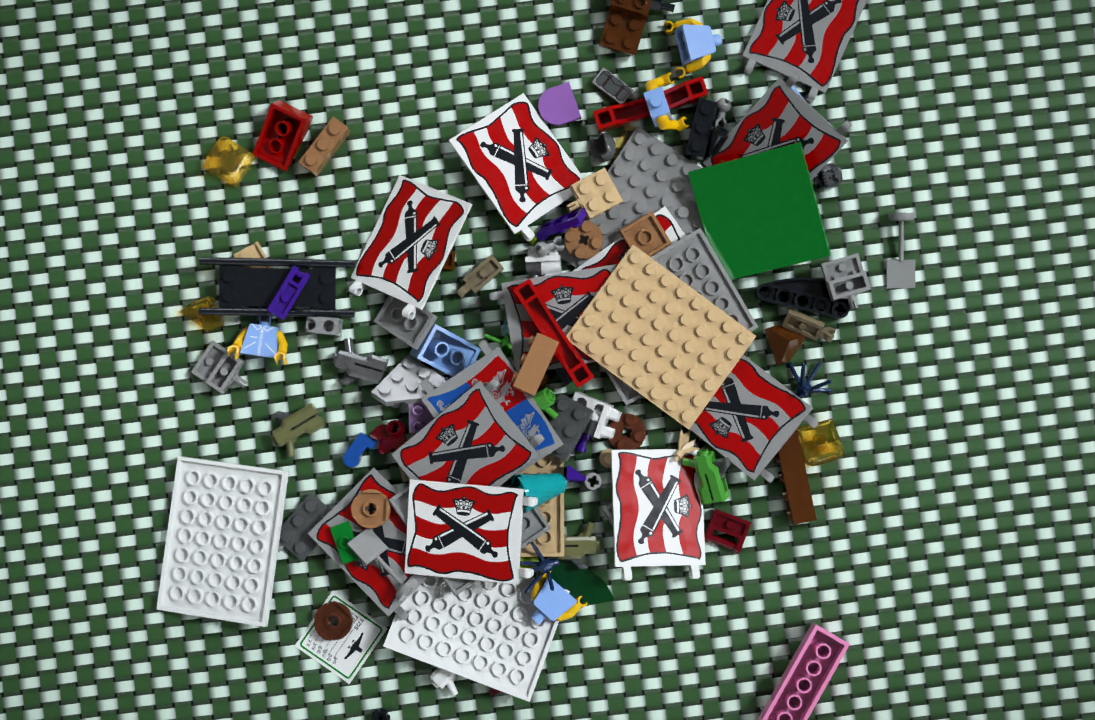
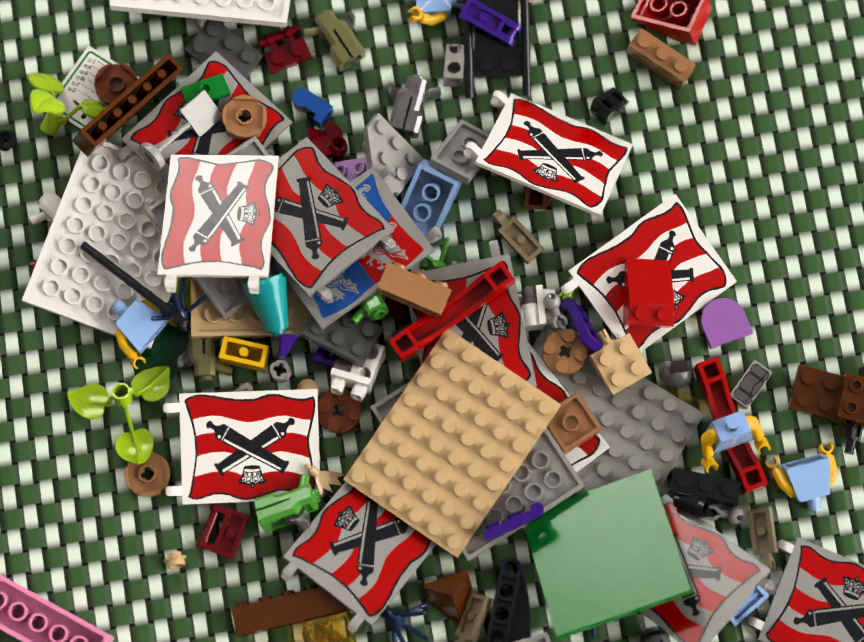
camera: 85 degrees right, 10 degrees down
(309, 470) = (287, 55): none -> dark red plate
(357, 610) = (127, 105): none -> reddish brown brick
(361, 679) = (46, 102): none -> lime plant
(364, 193) = (608, 105): none -> black slope
(536, 167) = (648, 294): none -> red slope
(543, 576) = (166, 309): none -> black bar
(578, 511) = (244, 354): none -> yellow brick
(610, 640) = (92, 398): none -> lime plant
(686, 600) = (158, 481): none -> medium nougat plate
(729, 286) = (514, 521): none -> dark purple plate
(741, 83) = (763, 535): none -> dark tan plate
(750, 571) = (175, 560): none -> tan plate

